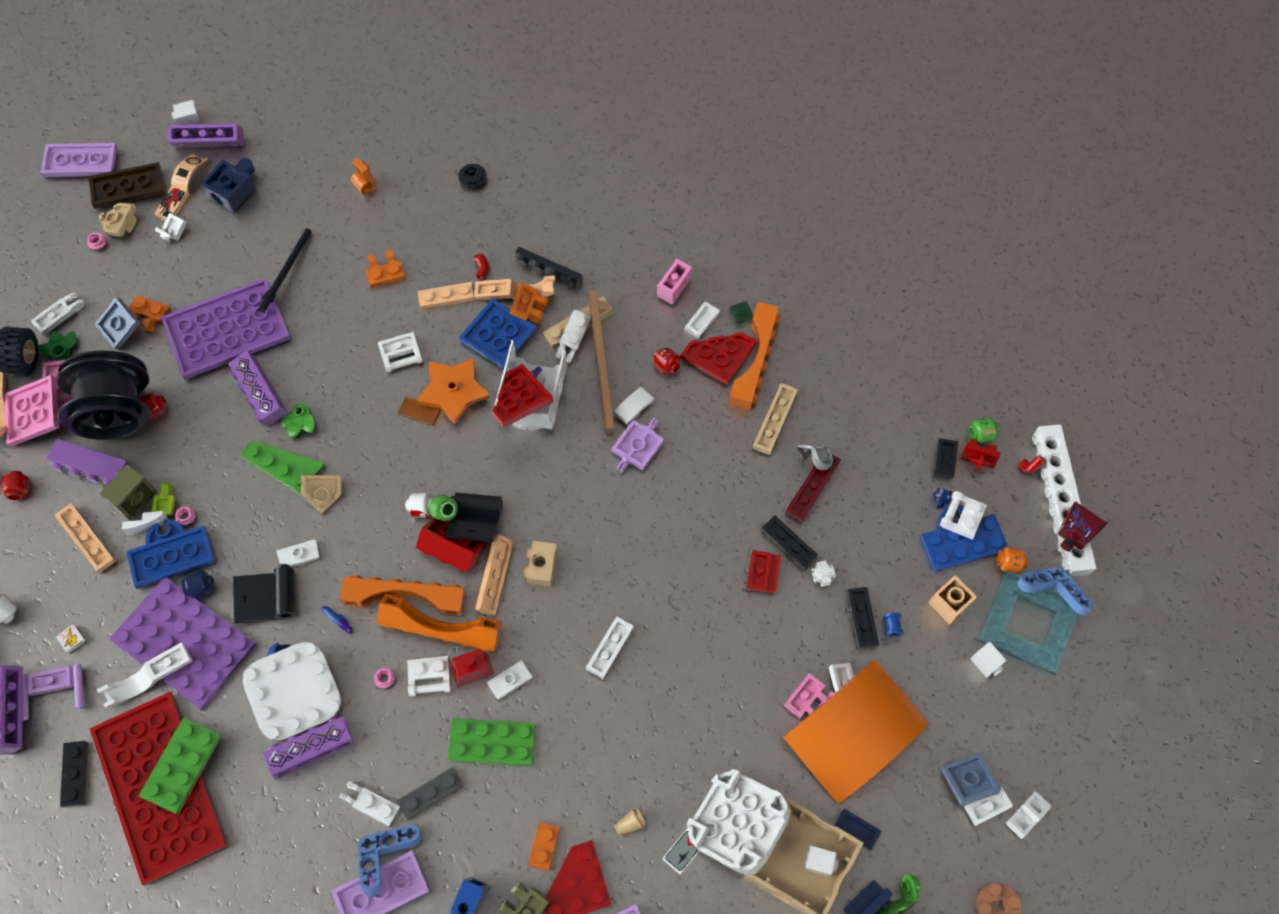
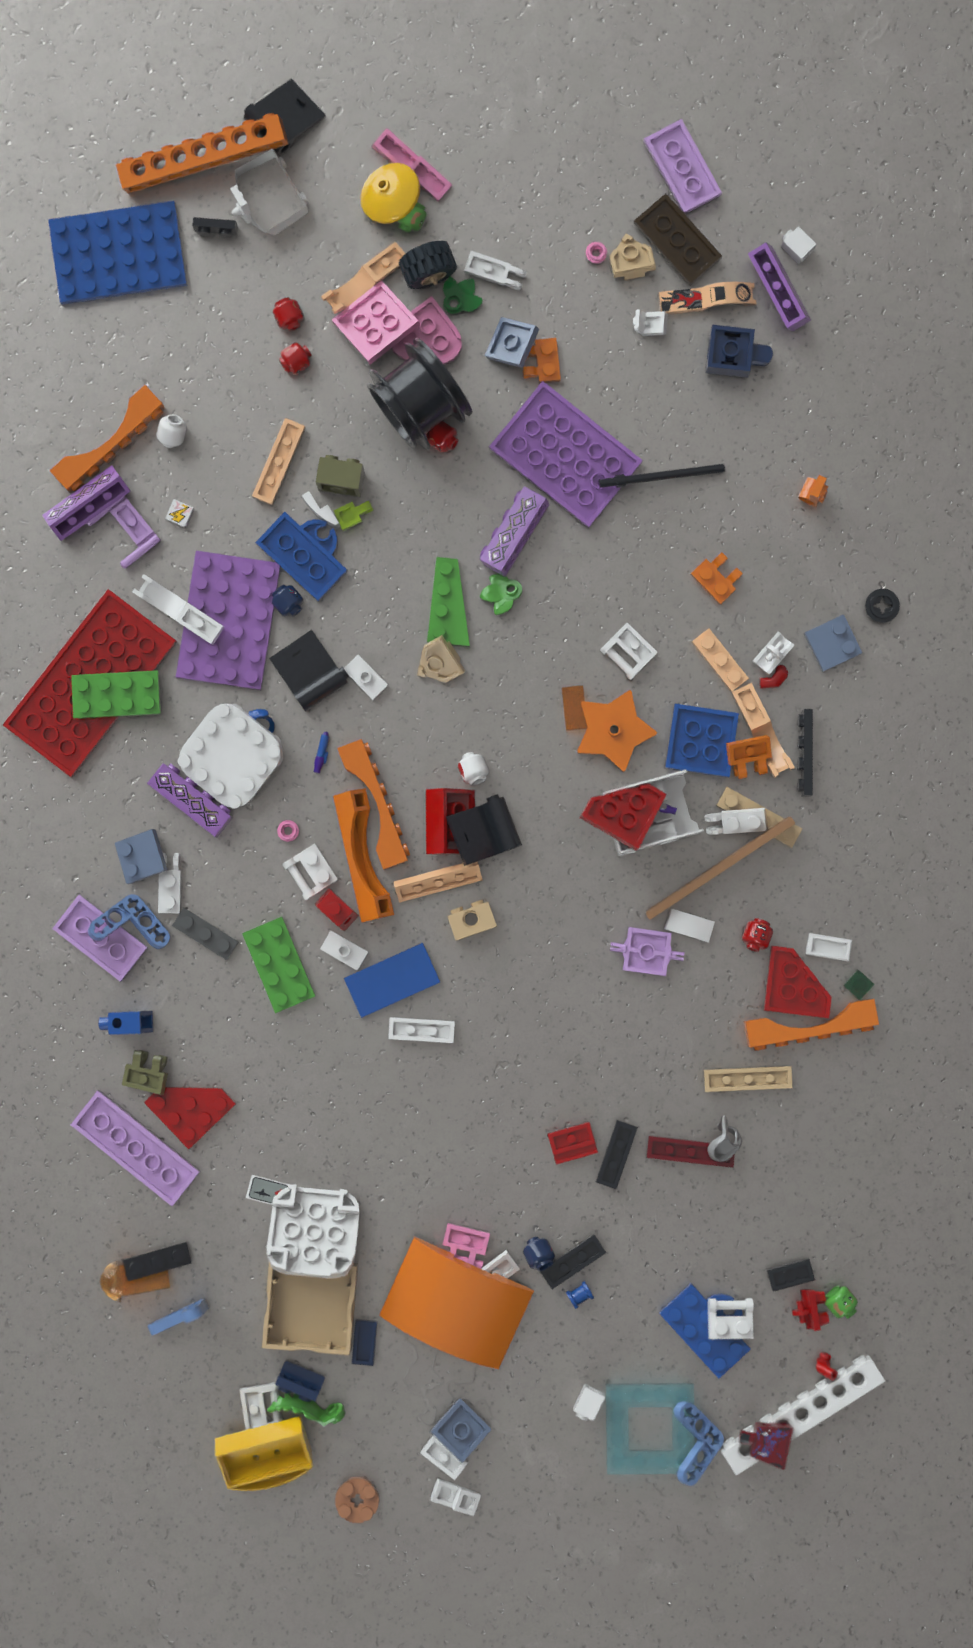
camera: 70 degrees right, 20 degrees up
(73, 774) = (64, 599): black plate -> none
(84, 462) = (352, 415): medium lavender brick -> none
(183, 511) = (348, 536): bright pink plate -> none
(331, 815) = (141, 856): none -> sand blue plate
(443, 508) = (477, 795): bright green head -> none
(462, 256) = (773, 653): none -> white hips
(479, 218) = (833, 643): none -> sand blue plate
(544, 846) = (209, 1062): orange plate -> none
(555, 653) = (392, 980): none -> blue tile
(631, 822) = (267, 1131): tan cone -> none
(674, 281) = (855, 897): bright pink brick -> none
(820, 861) = (316, 1322): white brick -> none
(823, 573) = (598, 1203): white gear -> none
(844, 639) = (539, 1253): none -> dark blue head
(942, 497) = (744, 1288): clear blue plate -> none
(952, 599) = (632, 1343): light nougat head -> none
(1012, 560) = (706, 1387): orange head -> none

